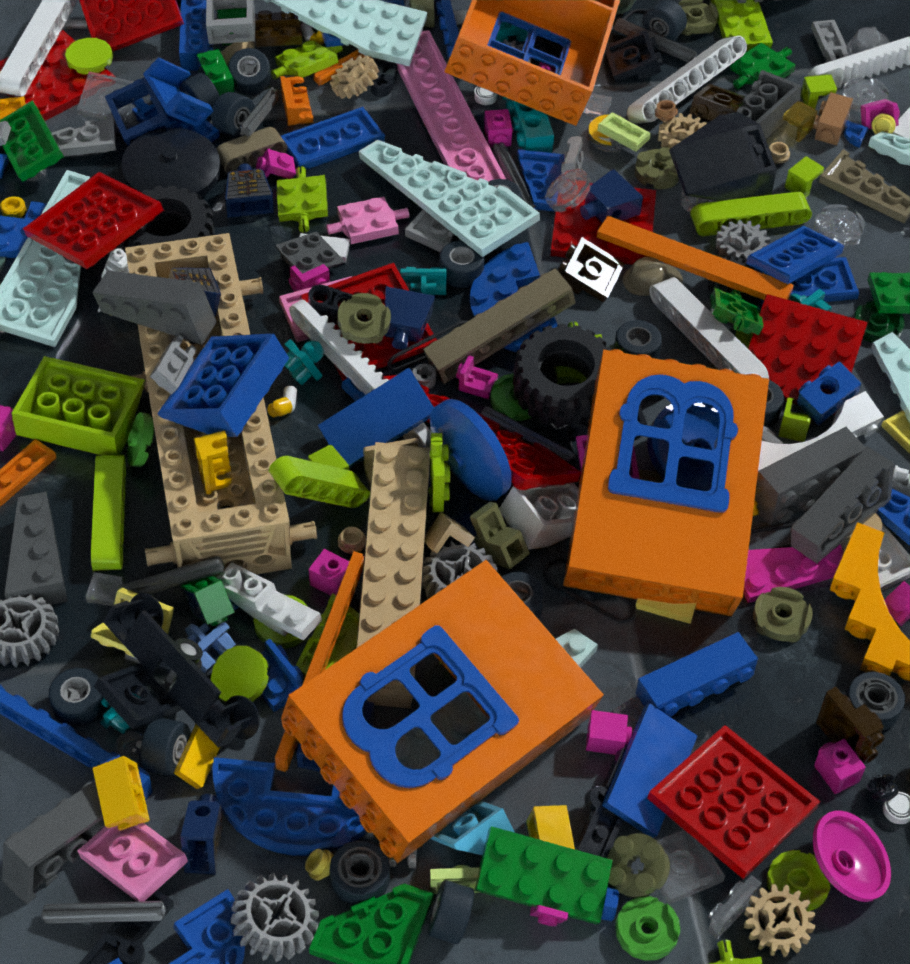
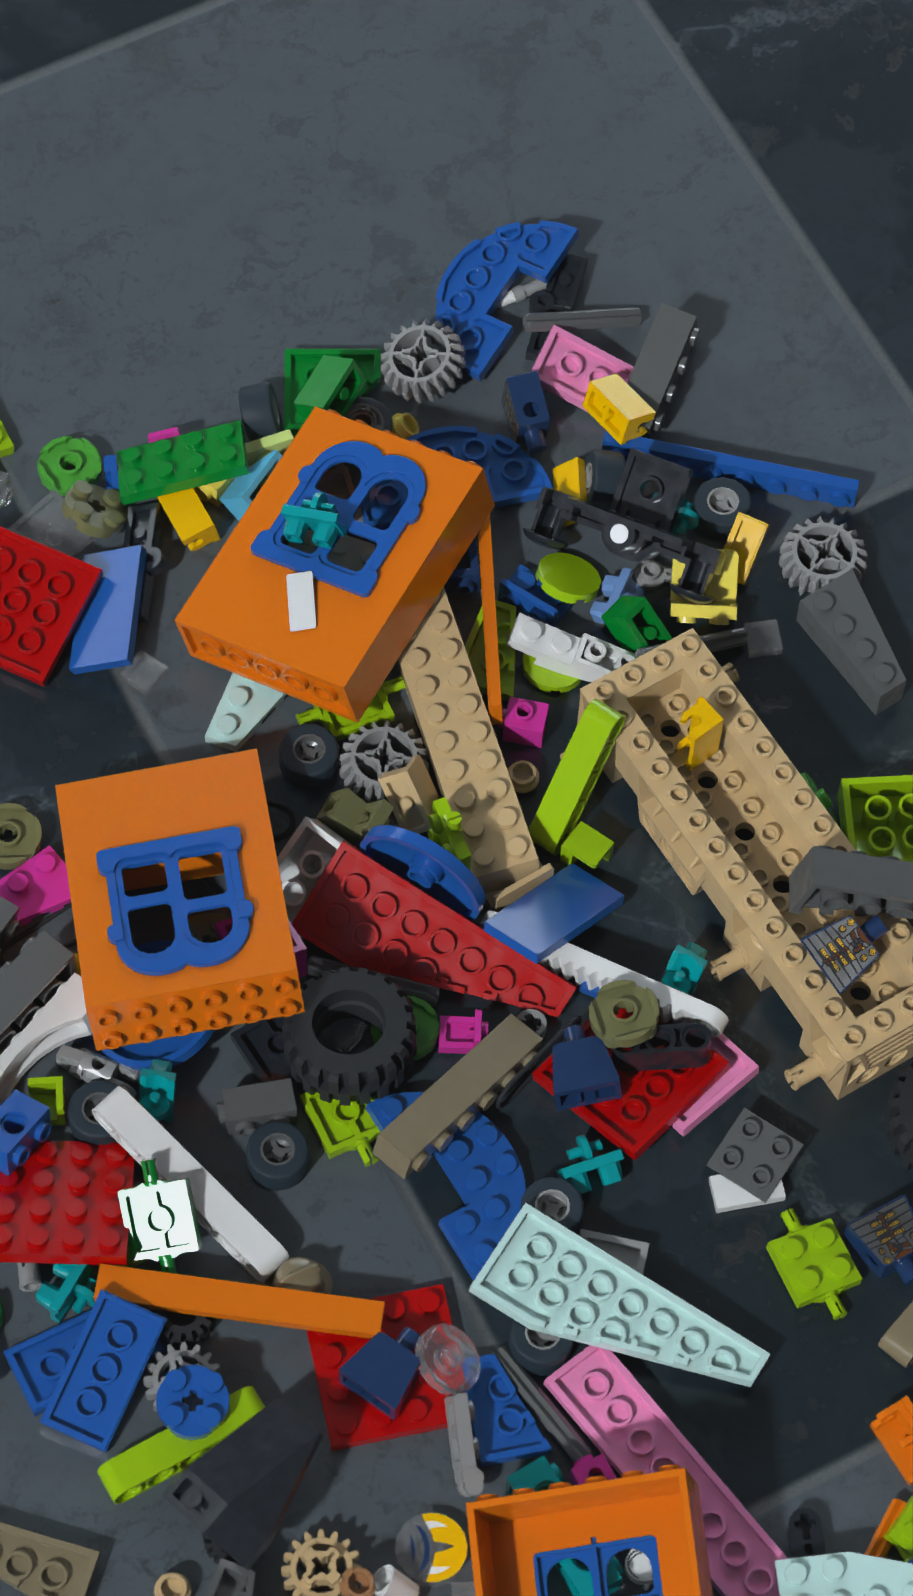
camera: 160 degrees right, 10 degrees up
(80, 653) = (746, 540): none -> yellow tile
(108, 513) = (806, 719): lime beam -> none
(173, 365) = (801, 817): light grey hinge -> none
(226, 383) = (730, 812): blue slope -> none
(277, 164) = (875, 1305): dark pink bracket -> none
(285, 404) = (680, 926): yellow arm -> none
(313, 277) = (726, 1115): dark pink bracket -> none
(332, 138) = (826, 1395): blue tile -> none
(354, 77) = (844, 1507): tan gear -> none
(367, 220) = (709, 1254): bright pink plate -> none
(380, 896) = (331, 386): none -> green brick
(457, 705) = (314, 516): none -> teal hips
(493, 649) = (301, 601): none -> white sticker
(590, 269) = (377, 1256): plate -> none
(607, 732) = (160, 631): dark pink brick -> none
(623, 131) = (409, 1530): yellowish green plate -> none
(647, 168) = (346, 1479): olive plate -> none
(698, 675) = (85, 721): blue brick -> none
(753, 210) = (179, 1385): none -> blue plate
(802, 175) = (123, 1541): lime panel -> none
(851, 224) = (63, 1450): clear plate -> none

